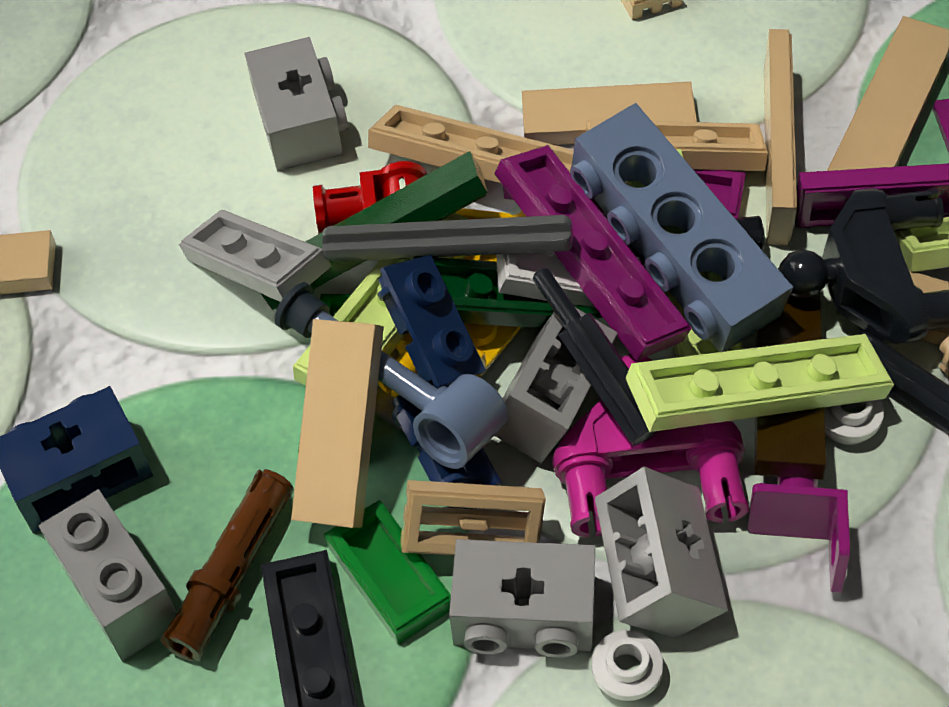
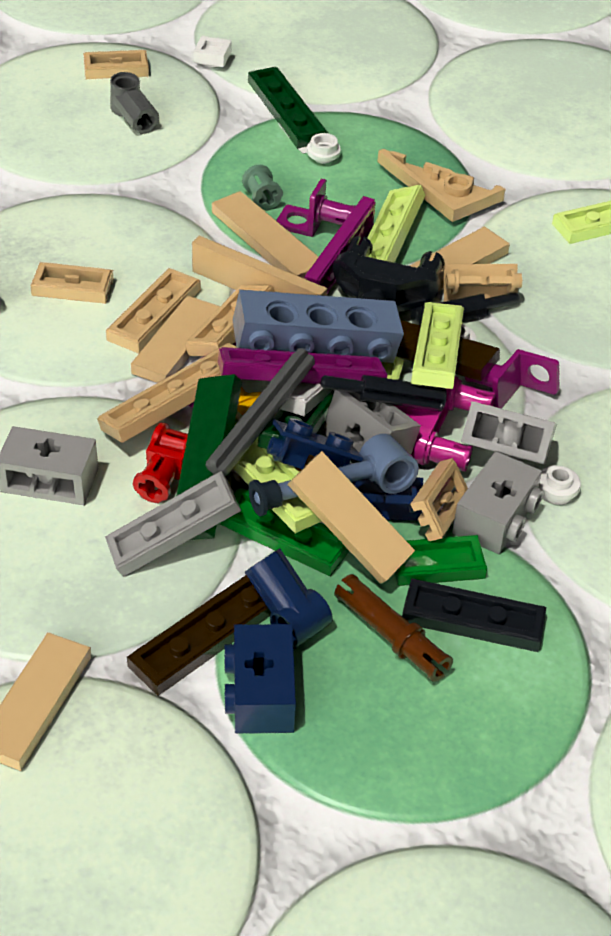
camera: 70 degrees left, 10 degrees down
(110, 574) = (372, 682): light grey brick -> none
(151, 379) = (197, 636): none -> dark brown tile
(192, 441) = (289, 598): none -> dark blue piece
(632, 62) = (151, 310): none -> tan tile

